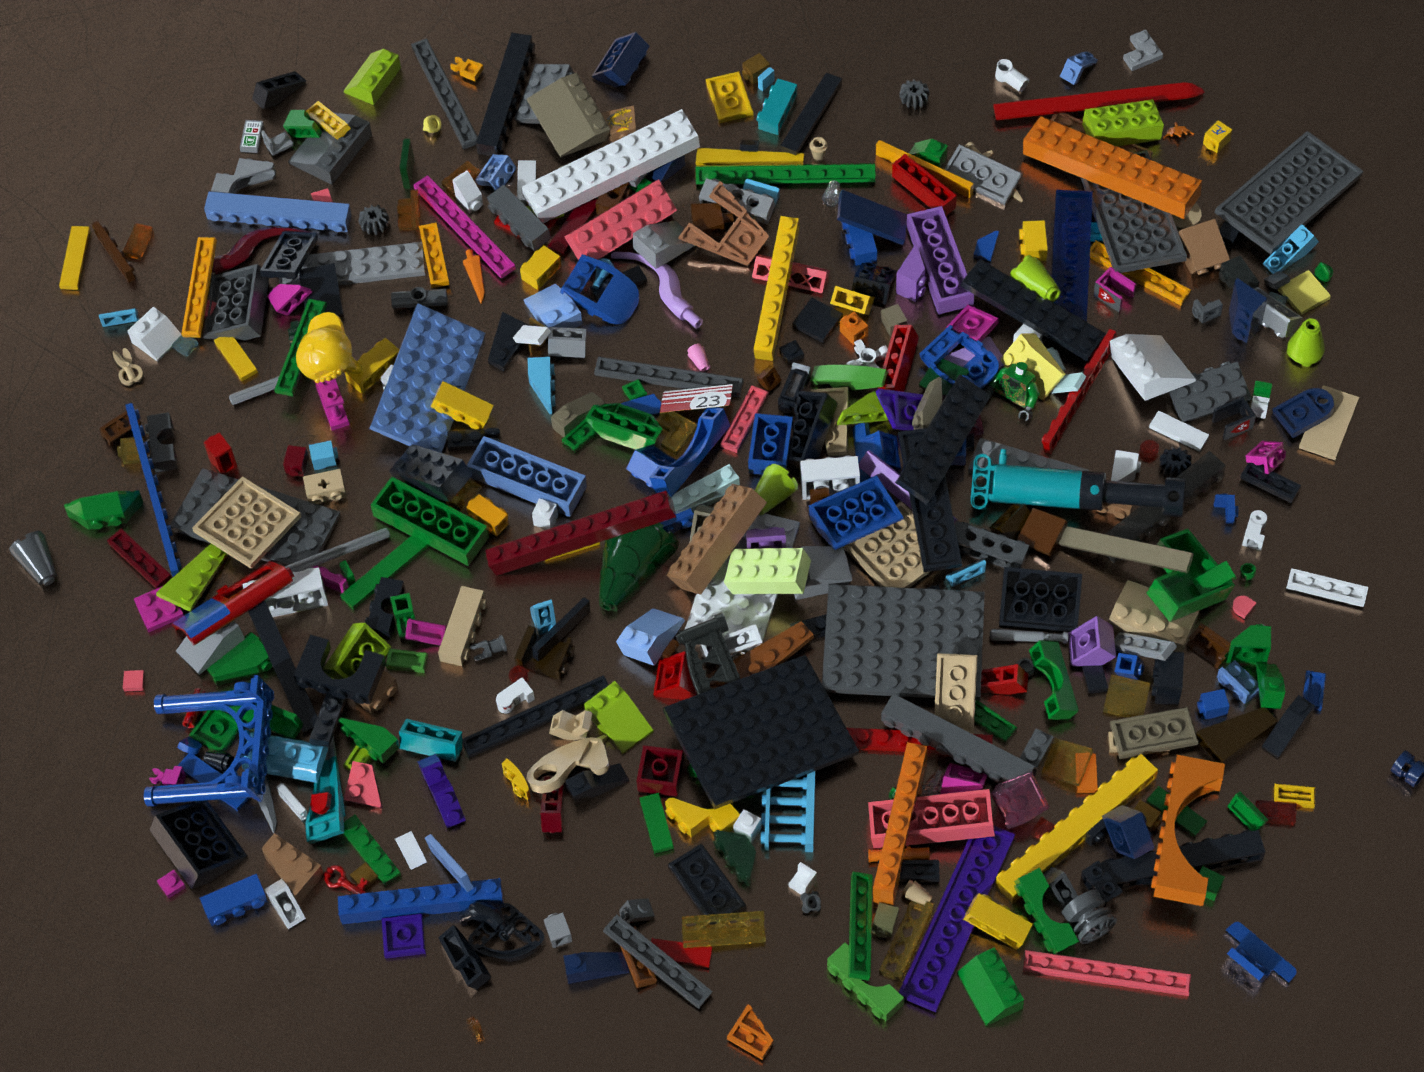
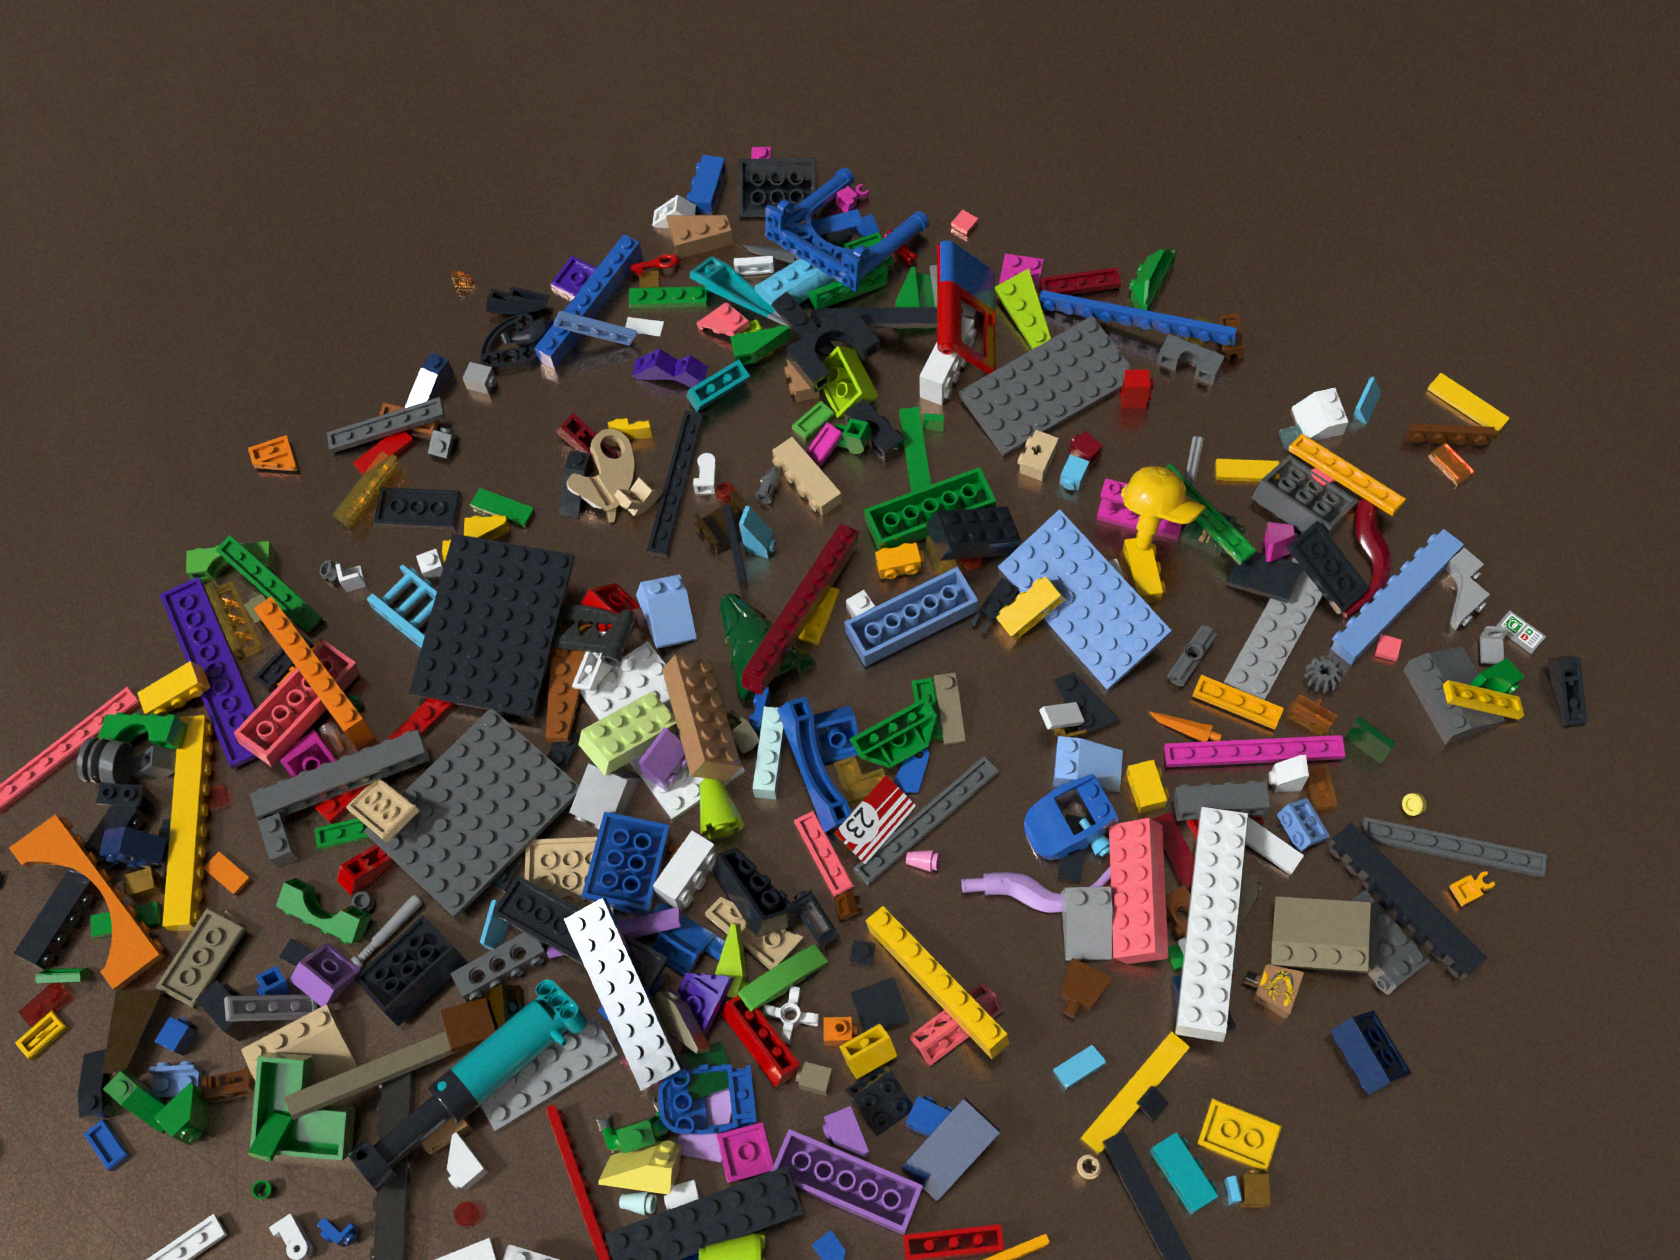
camera: 130 degrees right, 5 degrees up
(35, 557) = (1139, 207): dark grey cone -> none
(127, 367) = (1305, 380): tan piece -> none
(246, 522) = (1042, 367): tan plate -> none
(320, 802) = (734, 280): red tile -> none
(333, 581) = (941, 404): dark pink plate -> none
(339, 550) = (959, 421): light grey axle -> none
(374, 76) = (1523, 789): lime slope -> none
(540, 378) = (1011, 700): medium azure slope -> none
(567, 342) = (1033, 747): light grey brick -> none
(618, 717) = (617, 538): lime slope -> none
(634, 390) = (935, 778): green tile -> none
(660, 770) = (537, 529): dark red brick -> none
(738, 853) = (415, 542): clear green slope -> none
(742, 239) = (1031, 1002): nougat wing -> none
(761, 213) = (1109, 1008): light grey brick -> none
(769, 442) = (769, 847): blue brick -> none
(787, 173) = (1083, 1113): green plate -> none
(831, 194) = (1022, 1141): clear cone -> none
(916, 893) = (260, 653): tan cone -> none
(991, 987) = (136, 651): green slope -> none
(1019, 800) = (243, 779): clear pink slope -> none
(1067, 762) = (247, 863): clear yellow tile -> none
(1069, 383) = (590, 1191): light aqua tile -> none
(1126, 696) = (253, 961): clear yellow tile -> none
(1175, 461) = (422, 1217): black gear -> none
(1215, 882) = (41, 887): green brick -> none
(1243, 606) = (237, 1155): coral tile -> none

